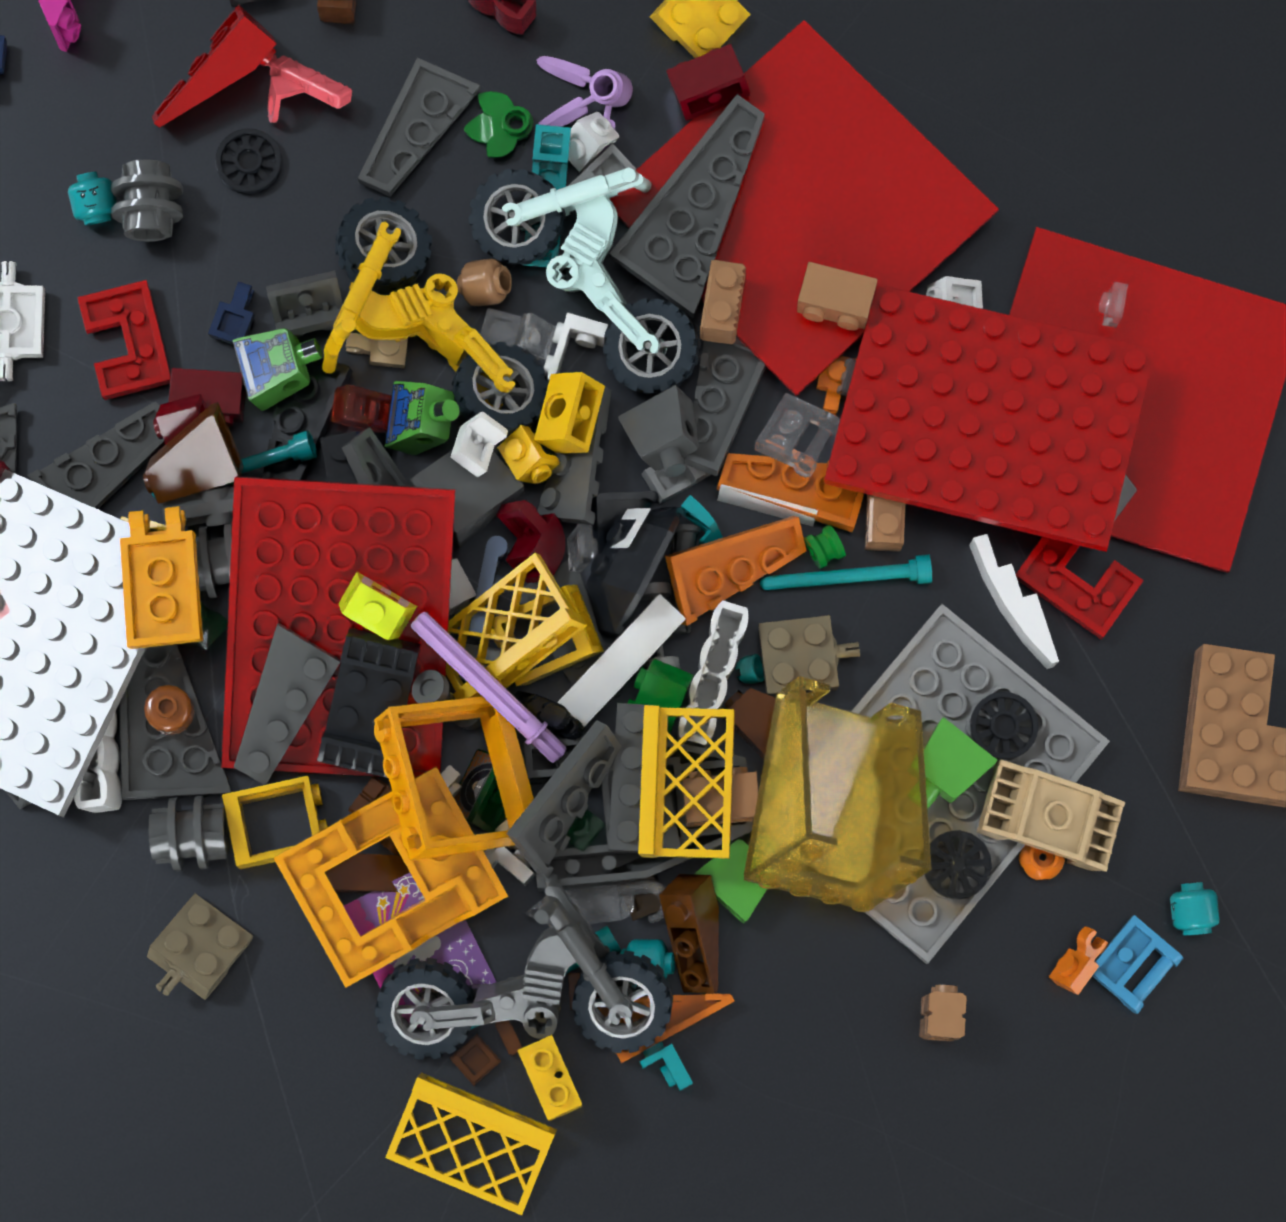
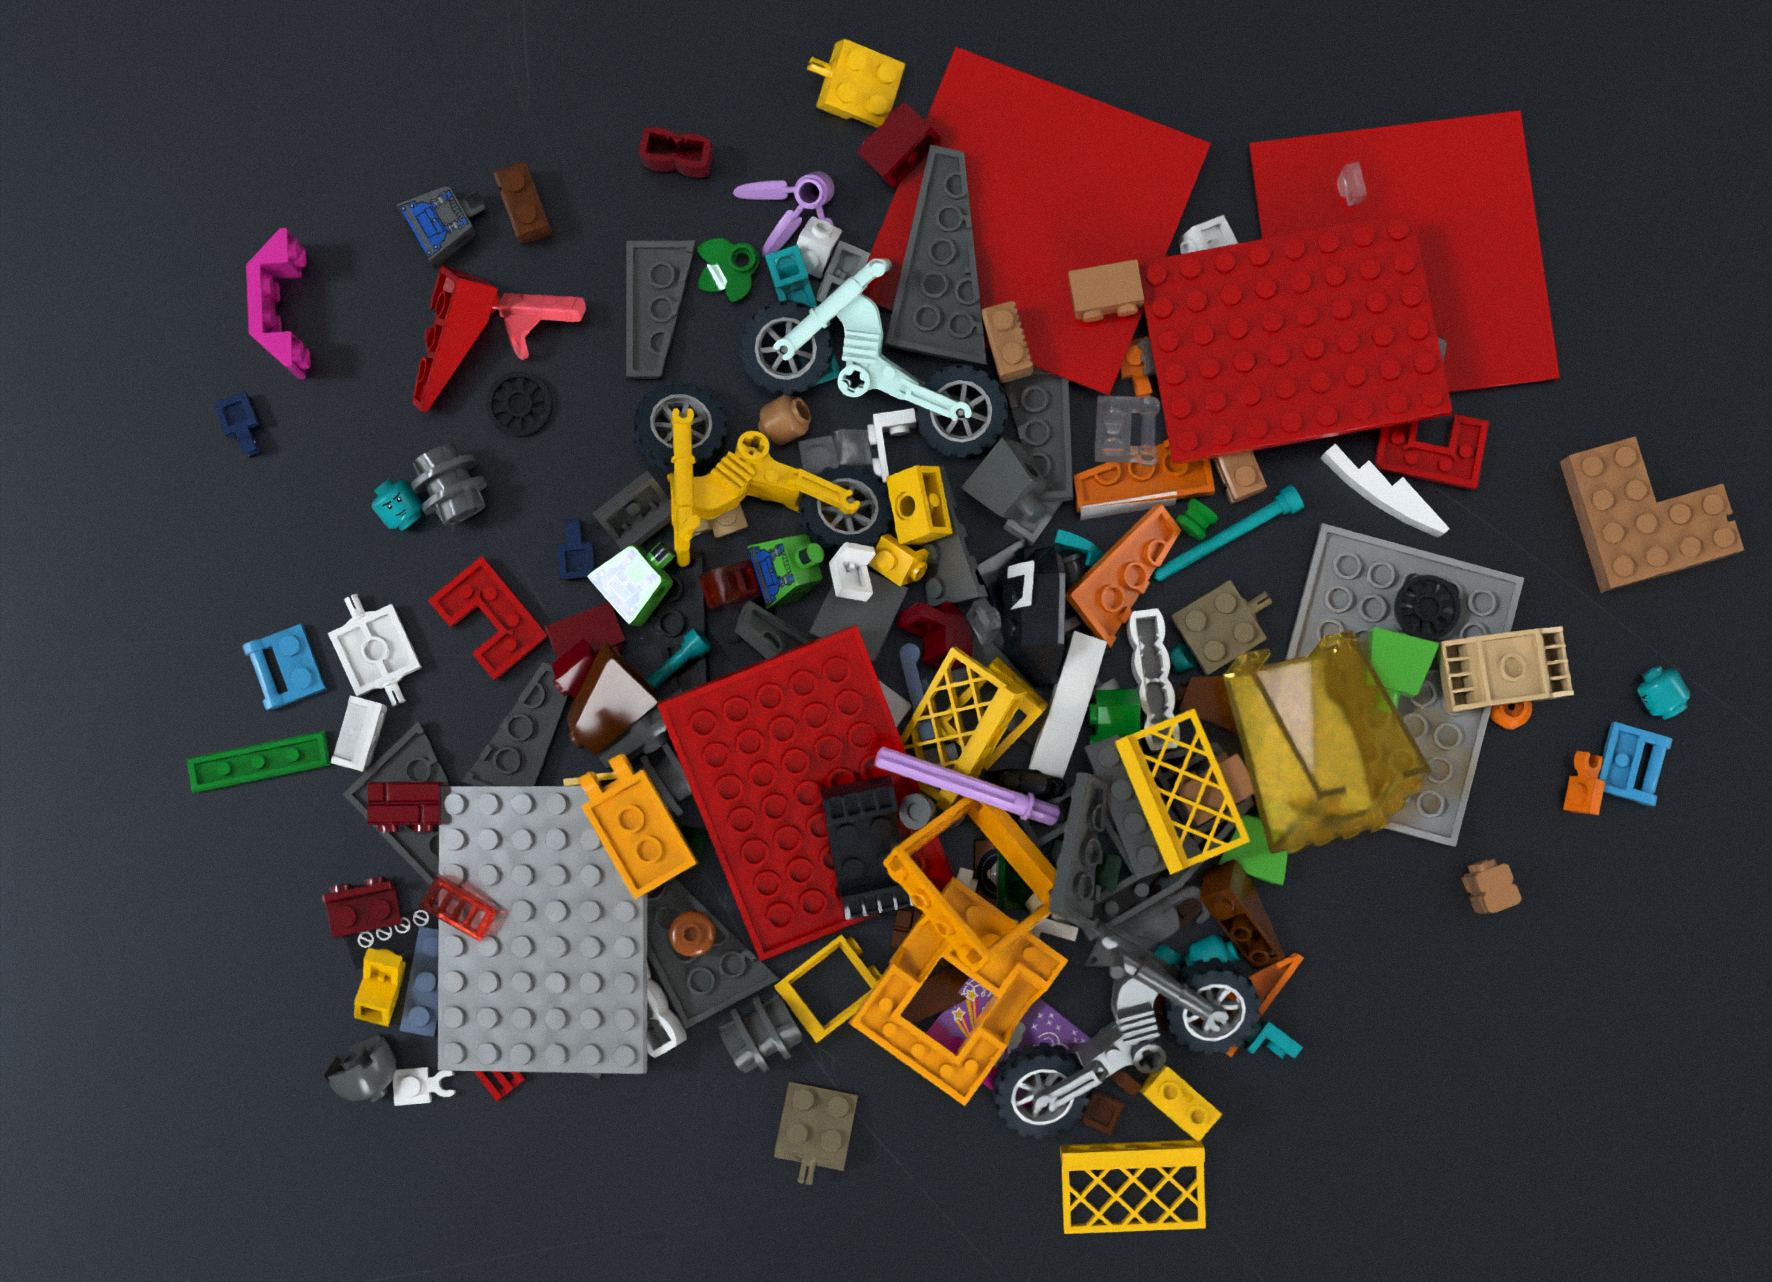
camera: 20 degrees left, 5 degrees up
(285, 696) = (789, 870): dark grey wing -> none
(376, 607) = (835, 762): neon yellow torso -> none
(957, 865) = (1443, 749): black wheel -> none

